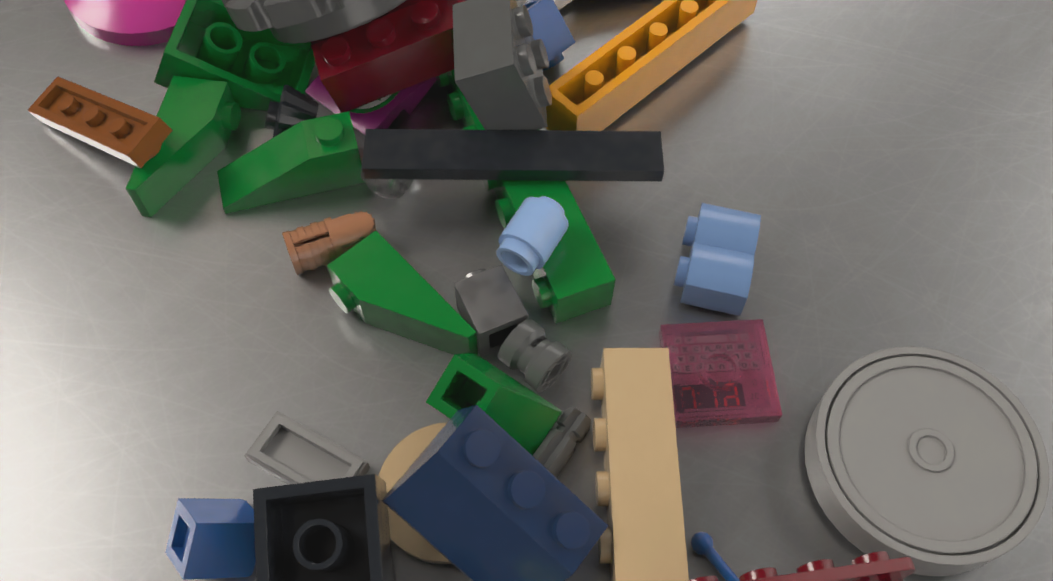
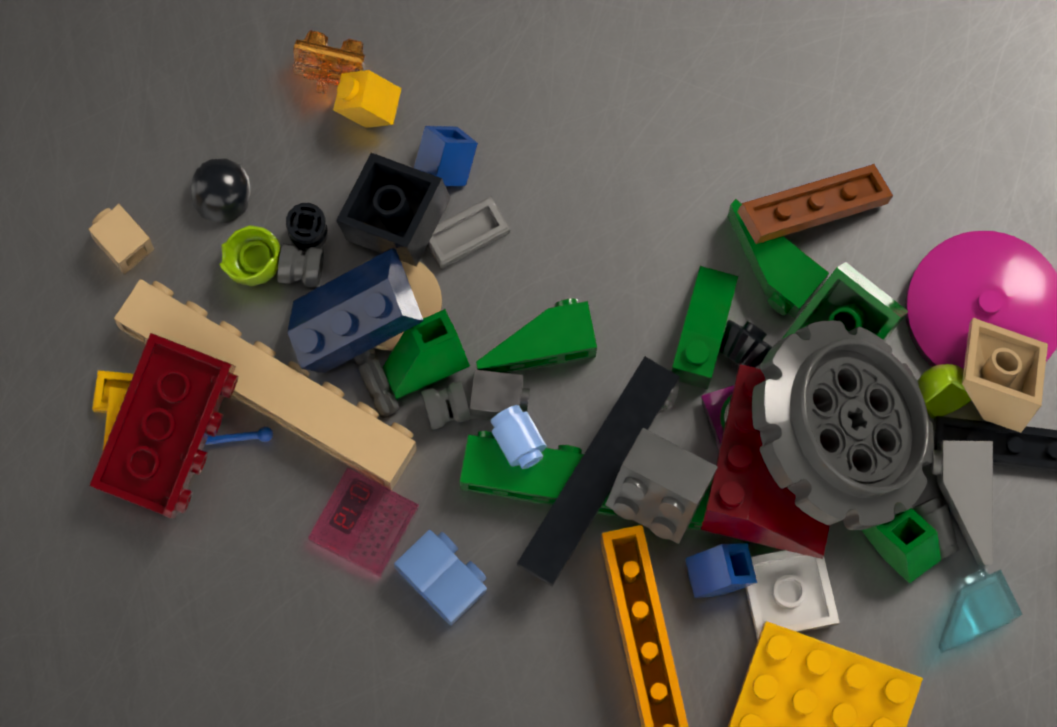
camera: 120 degrees right, 15 degrees up
(326, 240) = (621, 320): nougat hinge -> none
(926, 460) = (223, 598): light grey brick -> none

